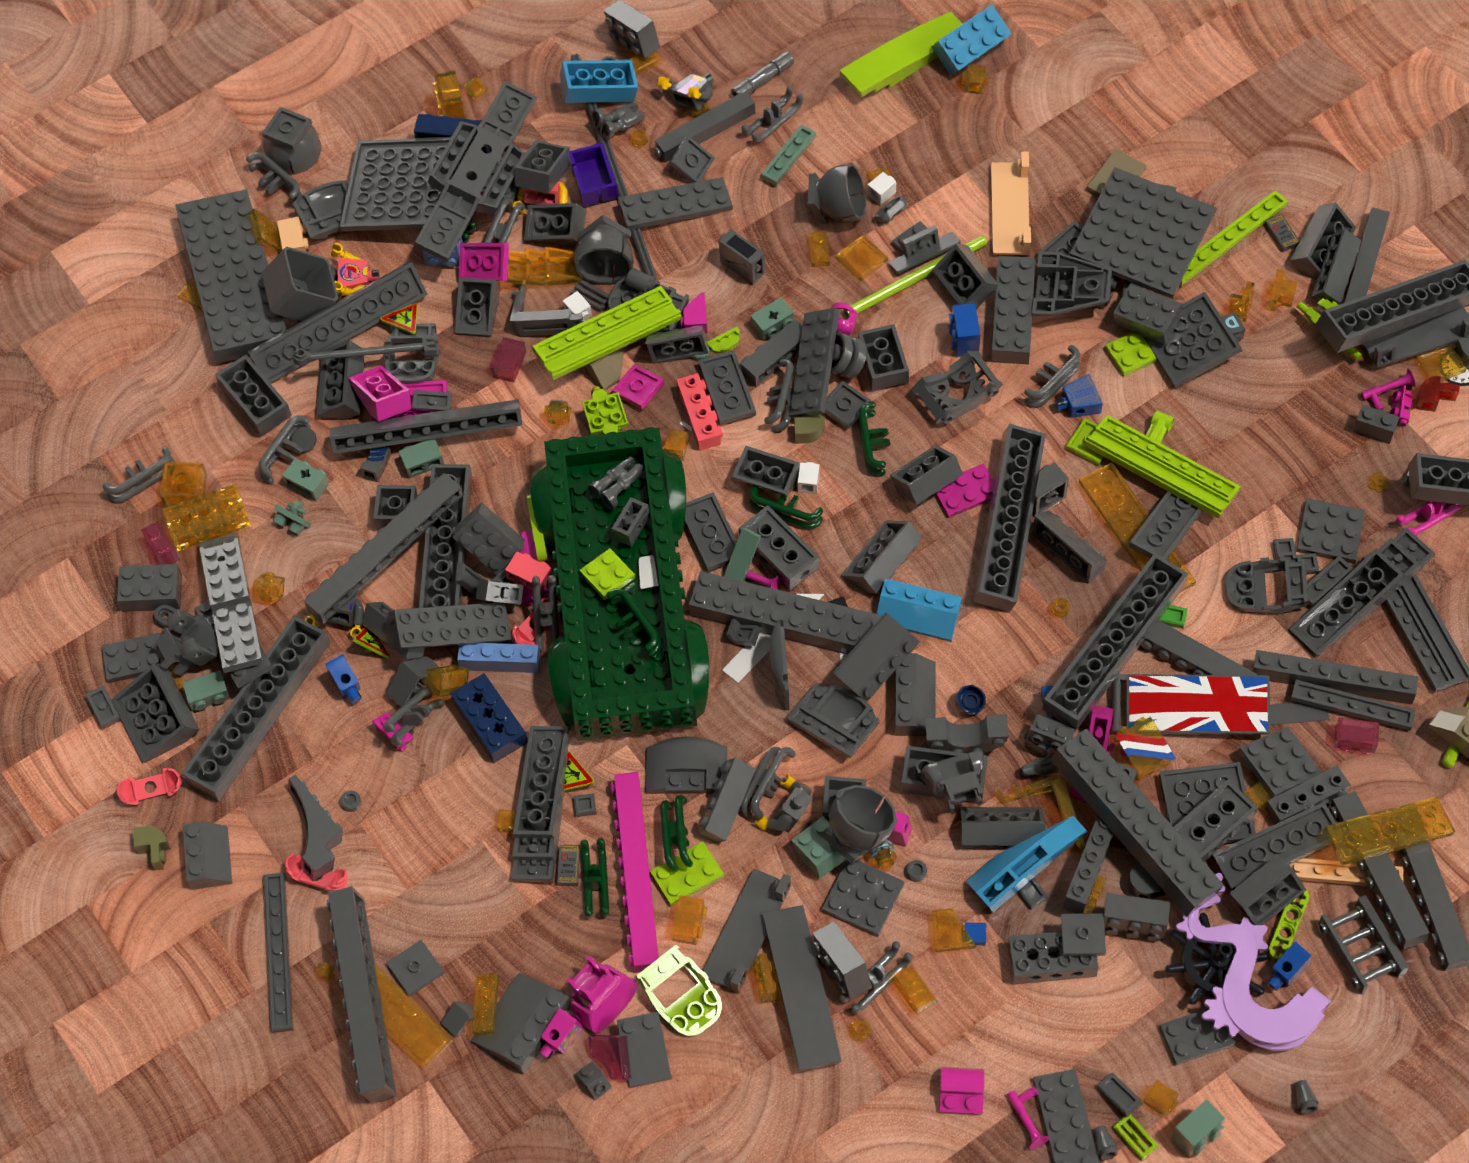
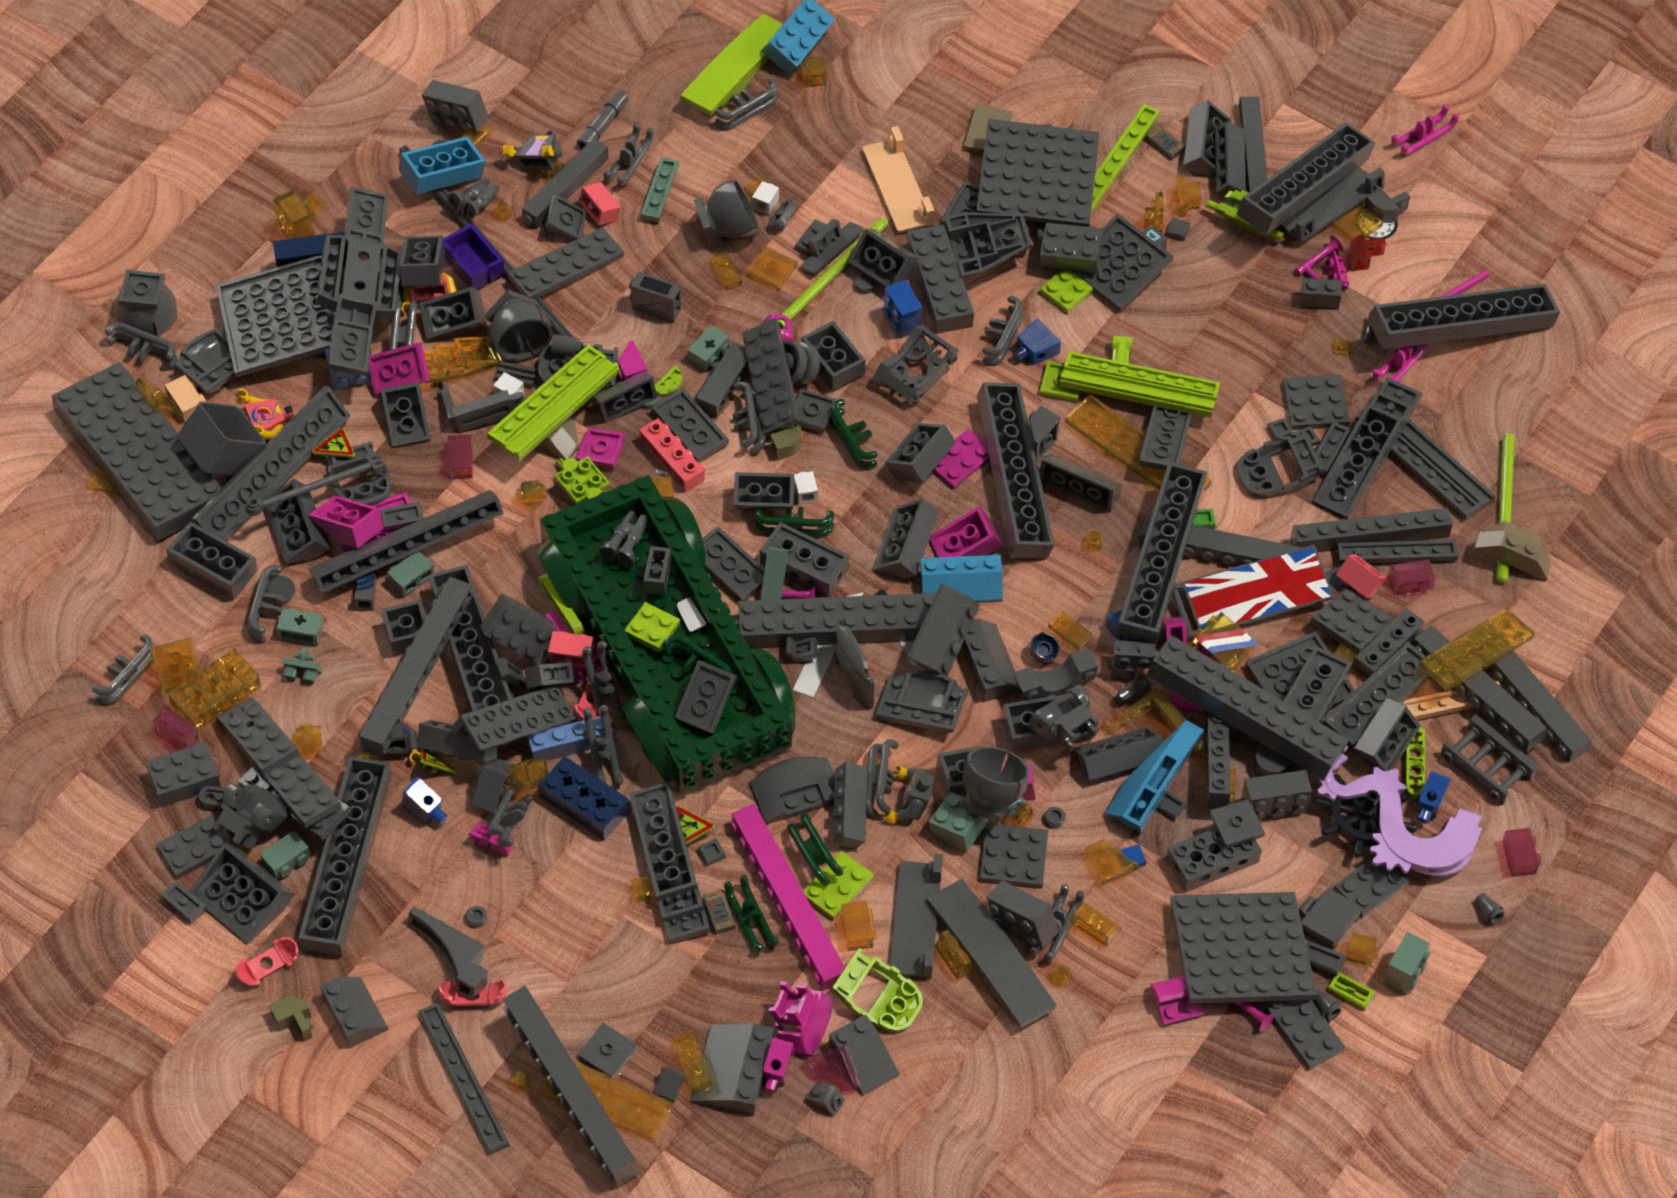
camera: 25 degrees left, 5 degrees down
(522, 674) = (602, 746): none -> dark grey piece
(625, 657) = (706, 696): none -> dark grey plate
(727, 154) = (599, 203): none -> coral brick
(901, 98) = (749, 107): none -> dark grey piece
(940, 569) = (967, 536): none -> dark pink slope
(942, 295) = (864, 283): none -> dark grey tile
(1002, 690) = (1070, 630): none -> clear yellow plate
(1043, 1060) = (1242, 947): none -> dark grey plate
(1141, 1055) = (1329, 917): none -> dark grey piece
(1262, 321) = (1178, 228): none -> dark grey tile
(1305, 720) = (1360, 576): none -> coral brick
(1358, 1049) = (1521, 852): none -> clear pink brick

